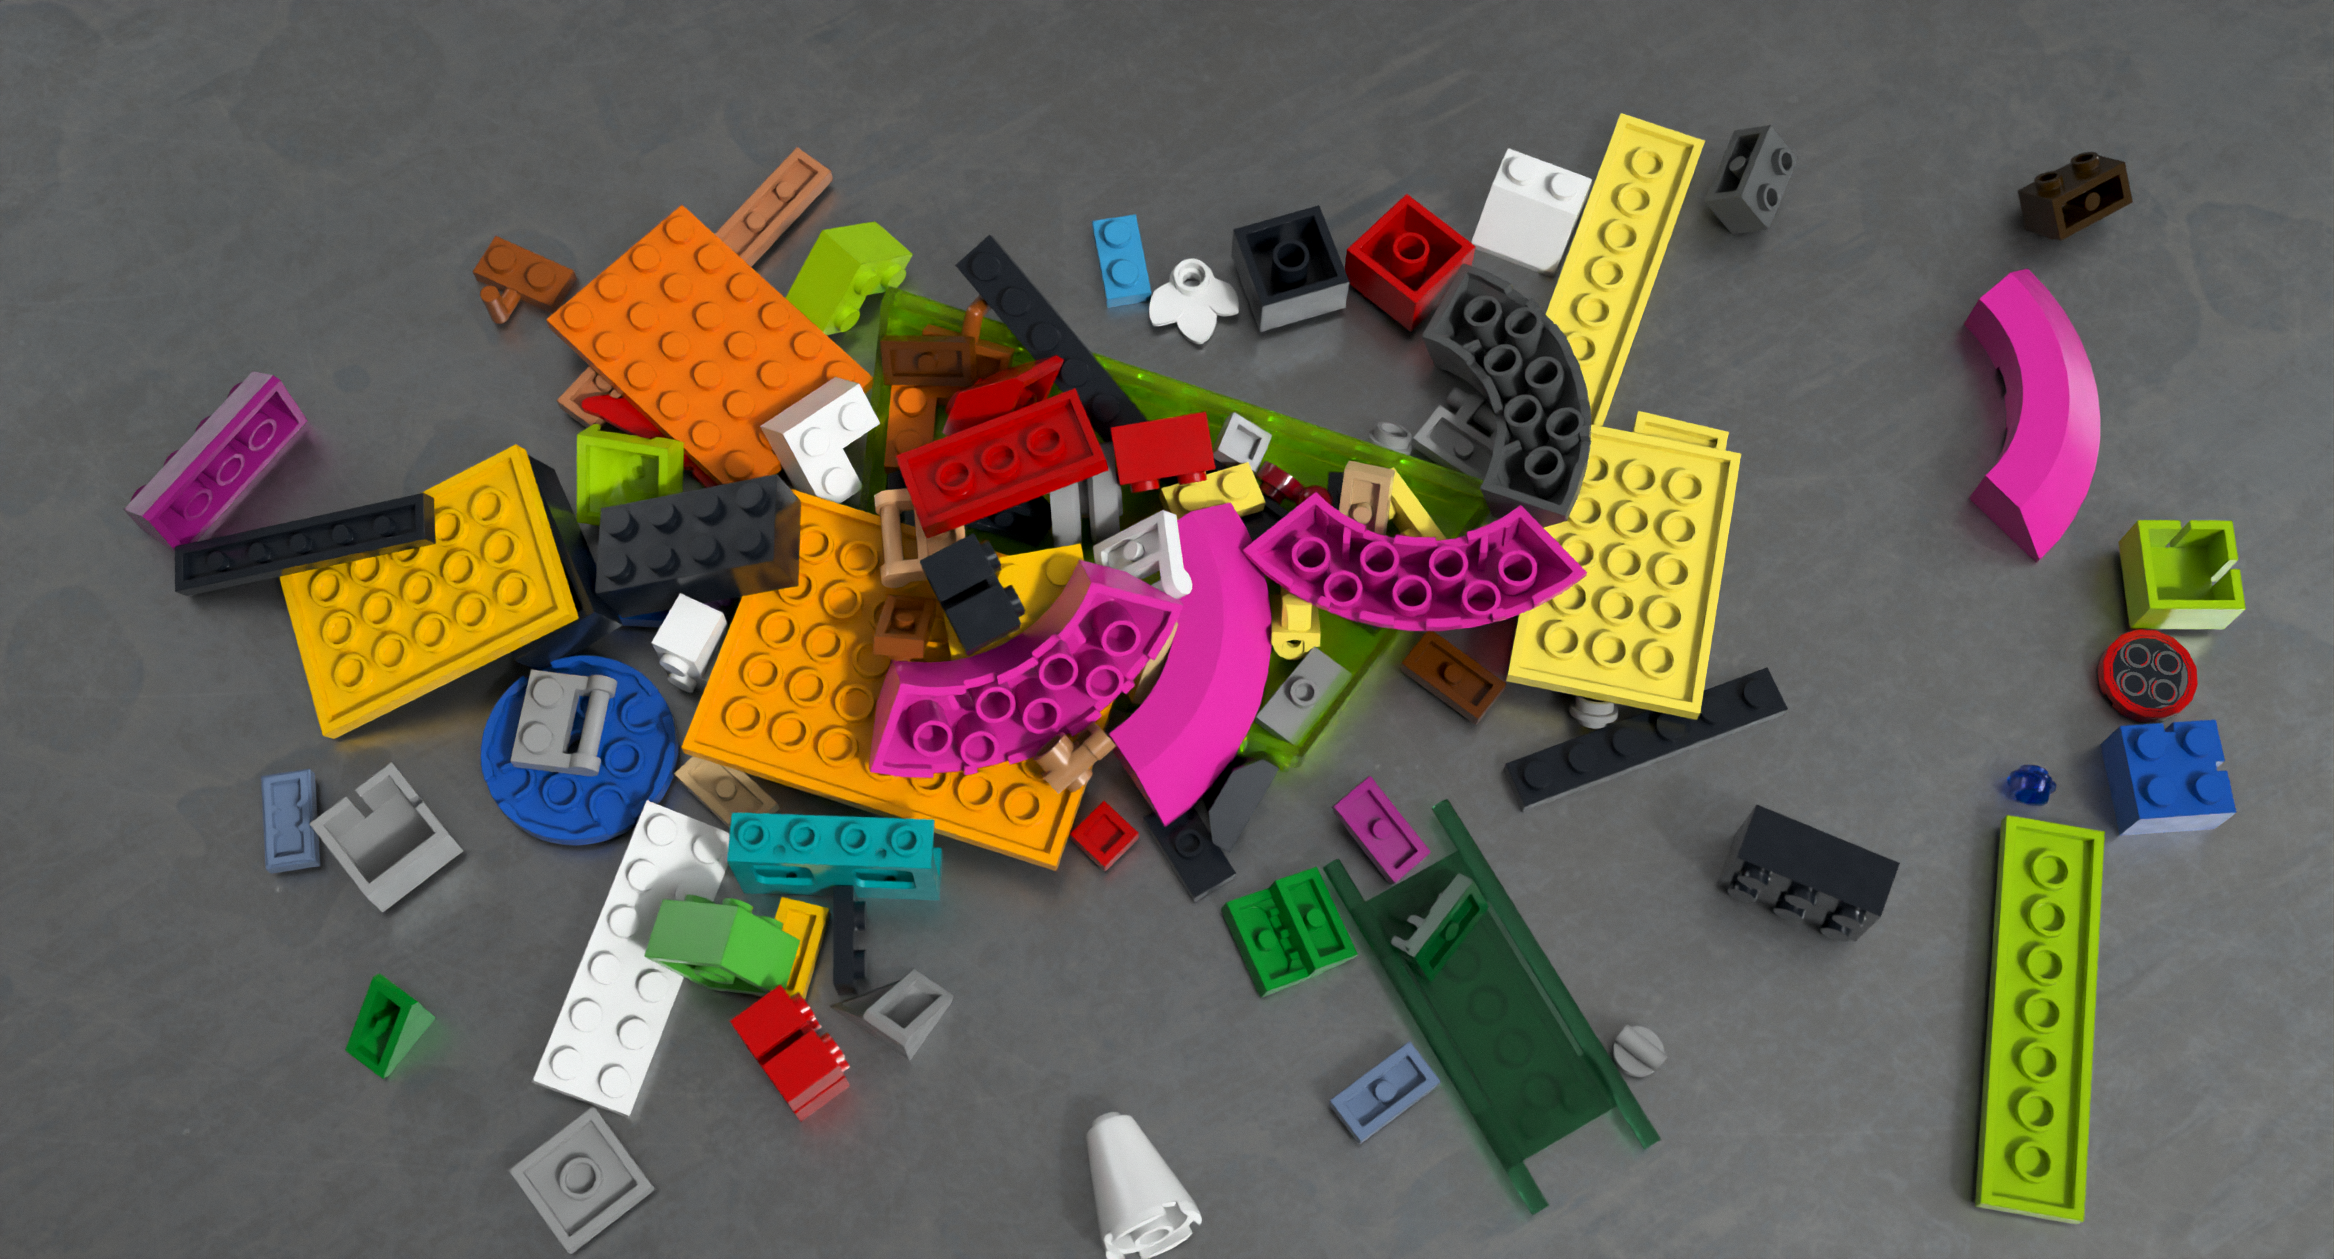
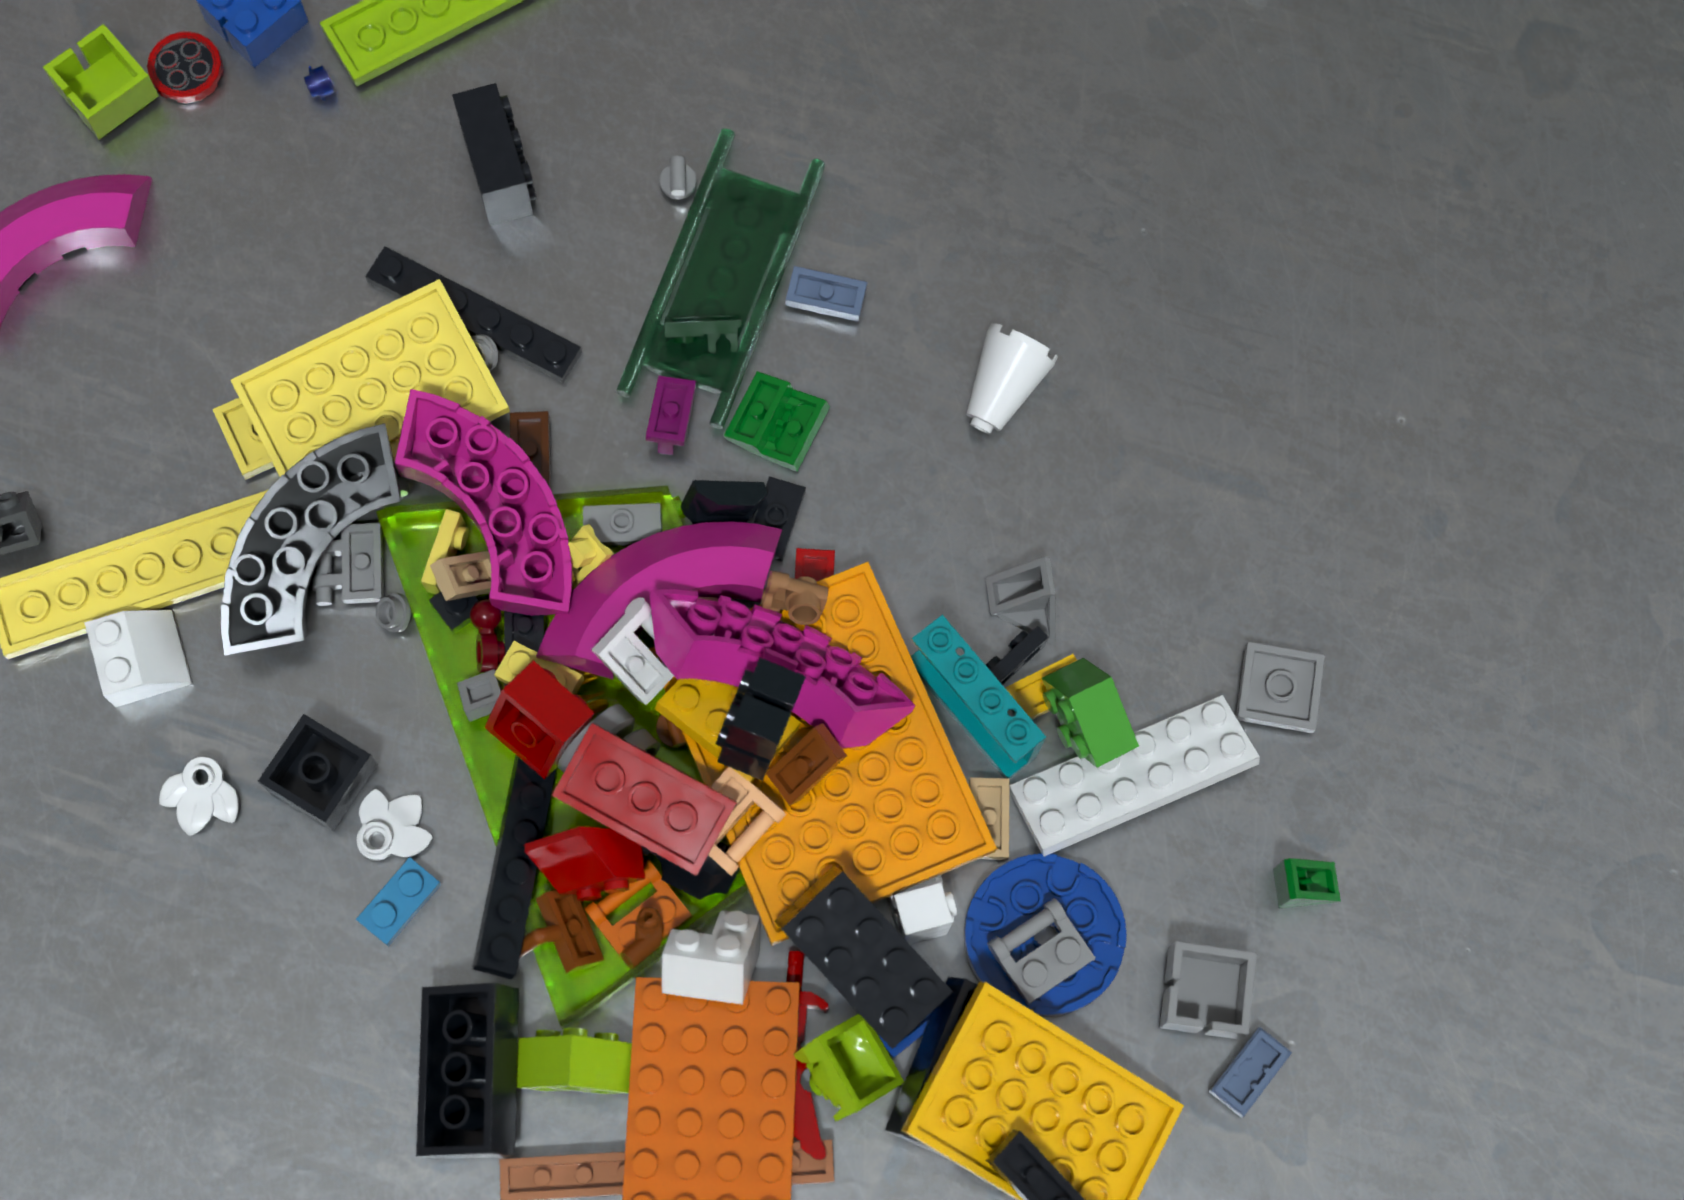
camera: 135 degrees left, 5 degrees up
(786, 1046) = (1107, 629): red piece -> none
(893, 406) = (647, 937): none -> dark orange arm
(917, 188) = (468, 1071): none -> black brick
(929, 360) = (594, 943): reddish brown plate -> none
(1357, 179) = (200, 801): none -> white plate
(1407, 261) = (247, 698): red brick -> none

